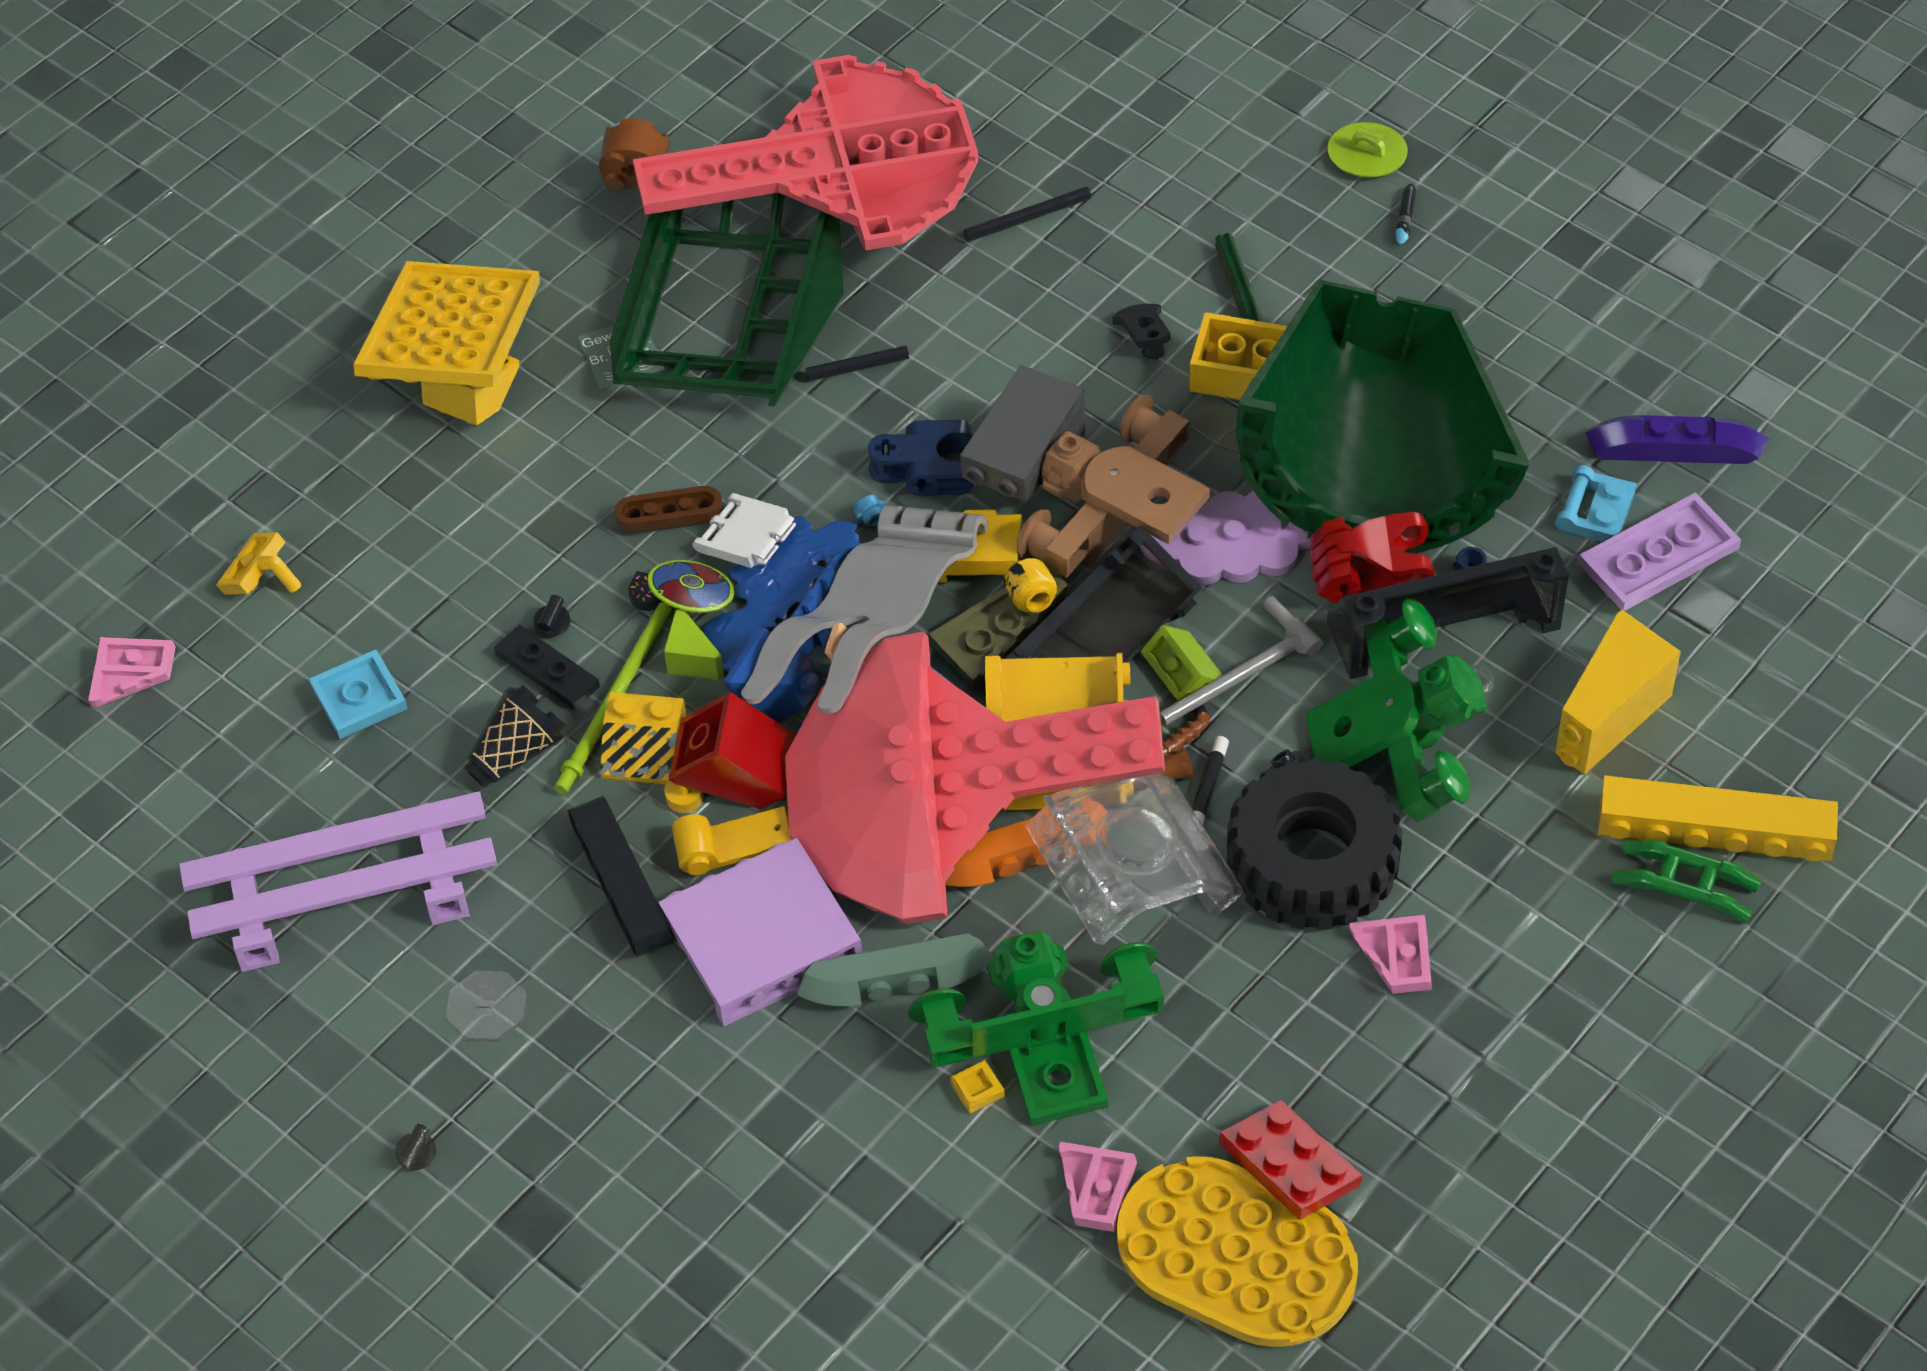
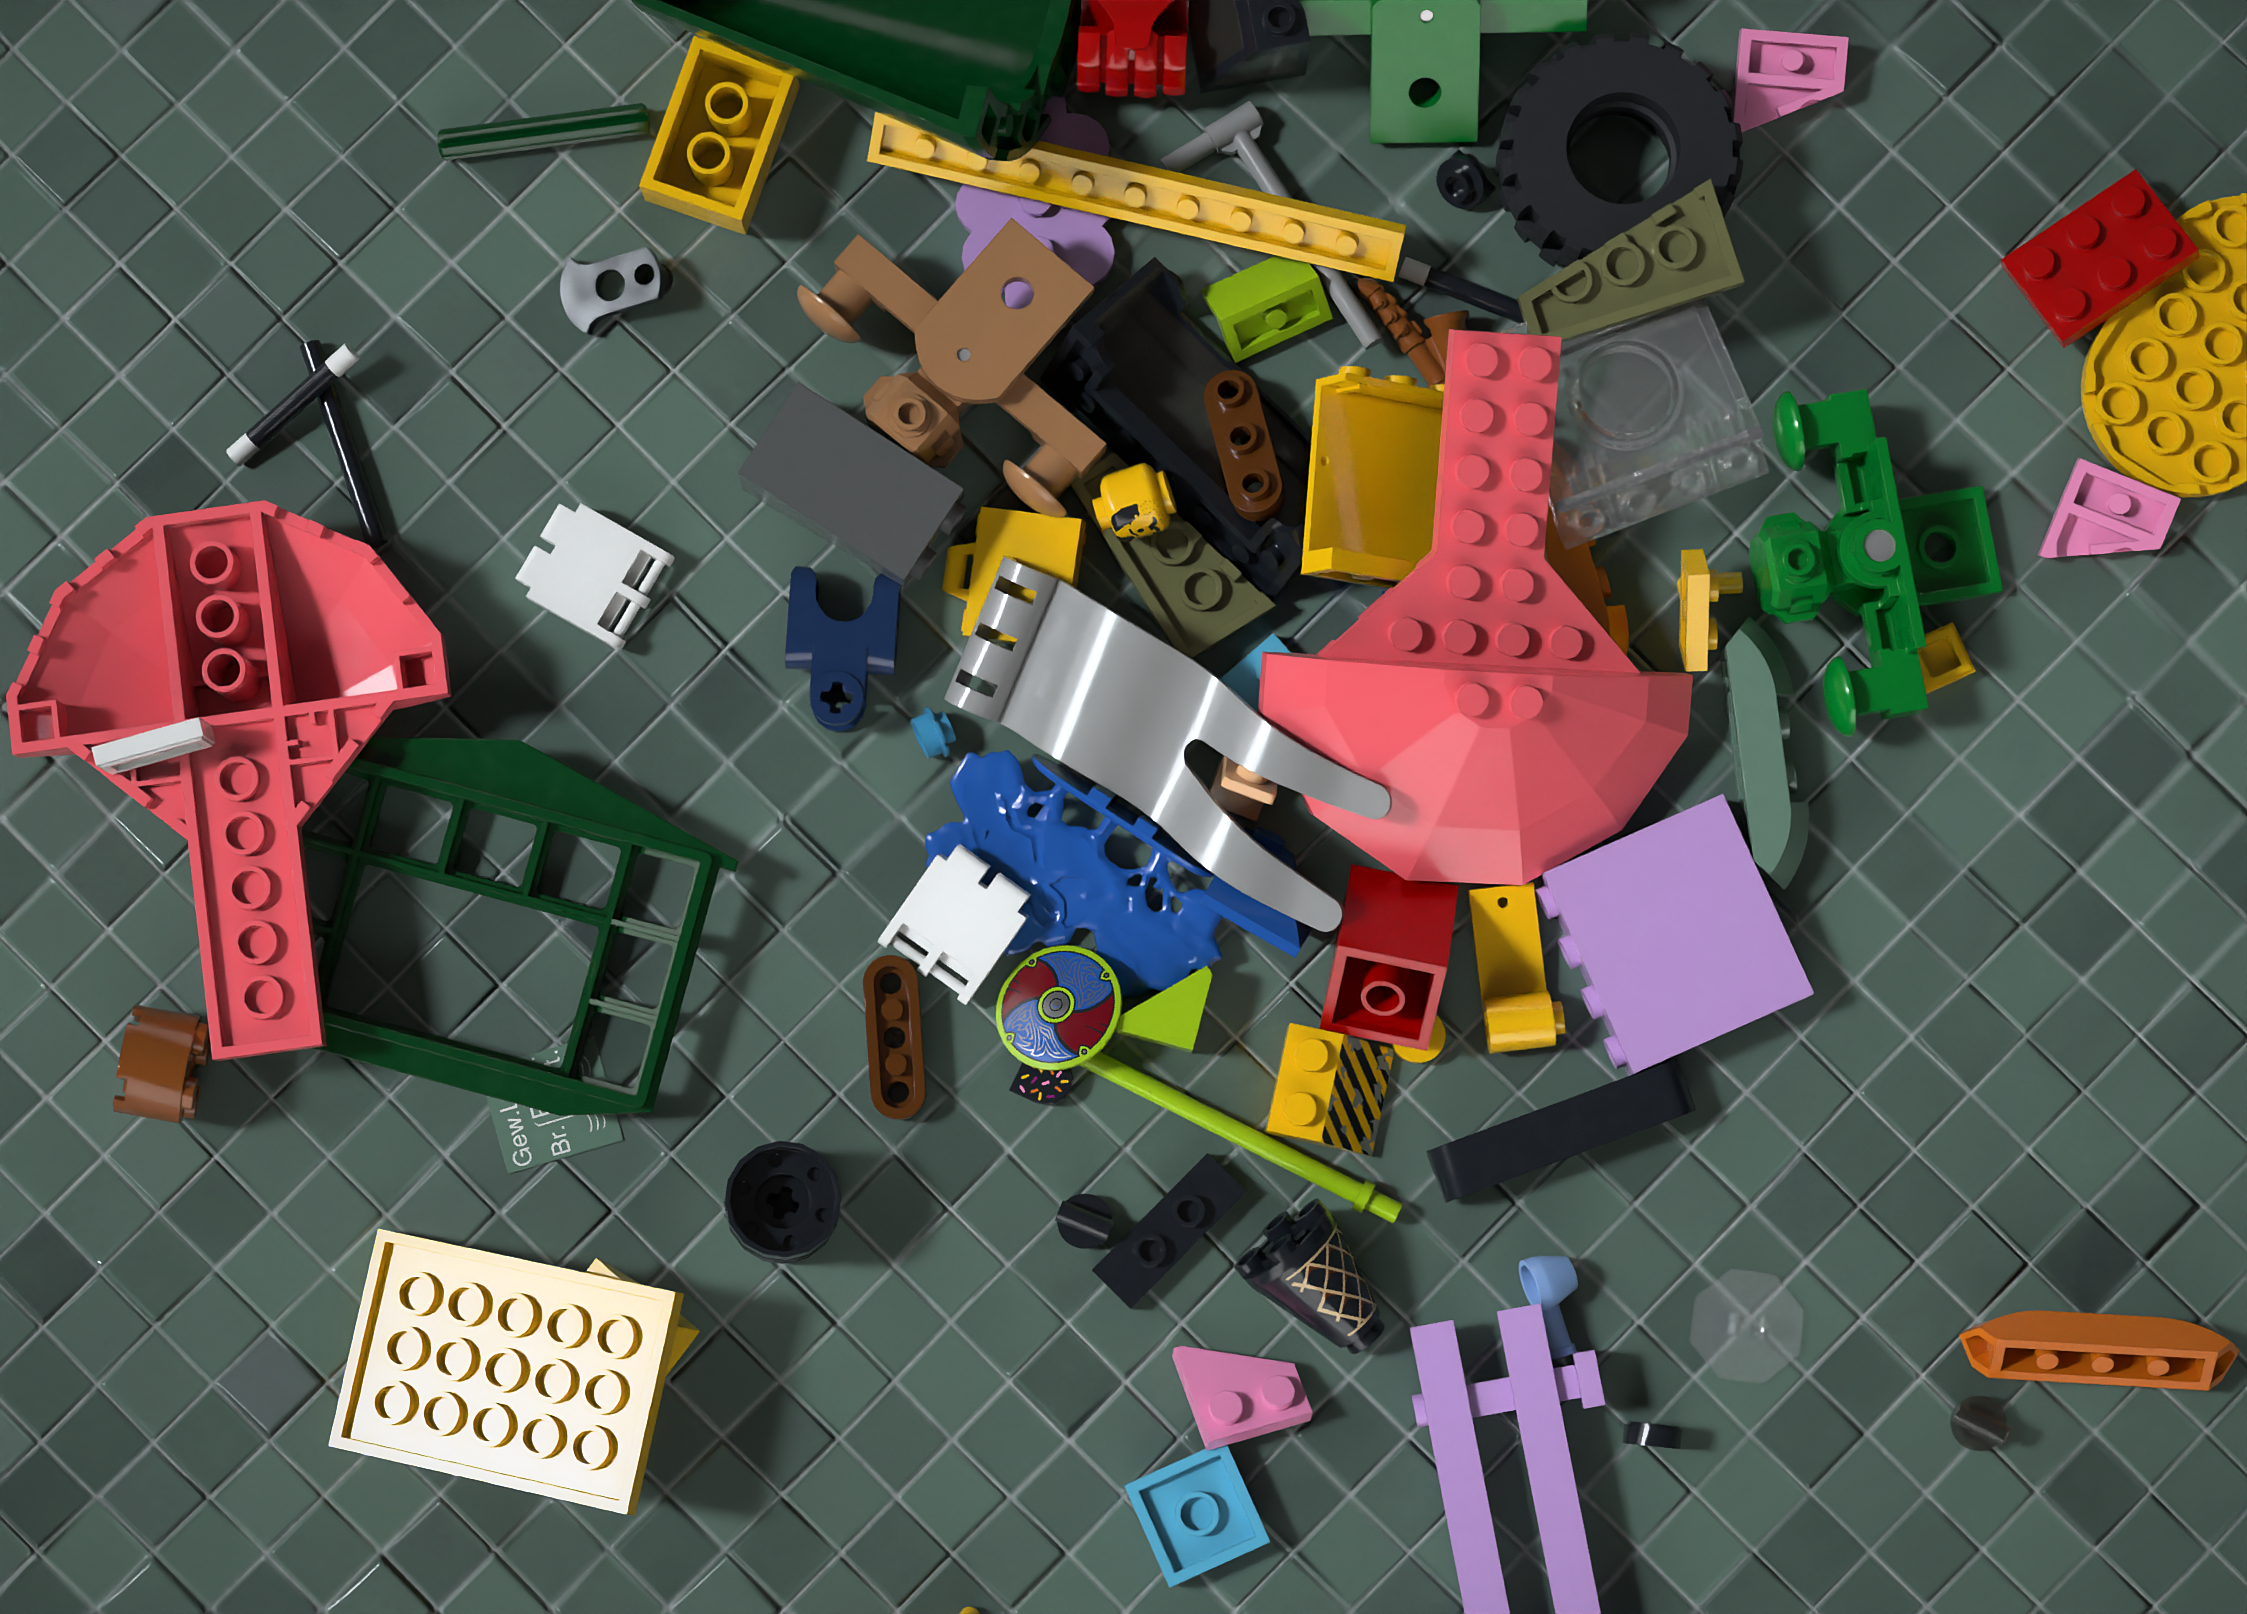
camera: 90 degrees left, 30 degrees up
(407, 948) = (1652, 1435): none -> black tile
(435, 708) = (1239, 1394): none -> bright pink wing
(467, 1222) = (2099, 1350): none -> orange brick
(512, 874) = (1549, 1282): none -> light blue bar
(556, 450) = (765, 1175): none -> black wheel
(819, 108) = (154, 746): none -> white tile
(857, 363) = (625, 730): black bar -> none
(957, 333) = (592, 572): none -> white plate
(992, 911) = (1696, 589): none -> yellow plate
(1047, 183) = (292, 404): none -> black bar
(1080, 643) = (1251, 461): none -> reddish brown plate
(1223, 836) = (1655, 266): none -> olive wing
(1237, 605) = (1155, 199): none -> yellow plate

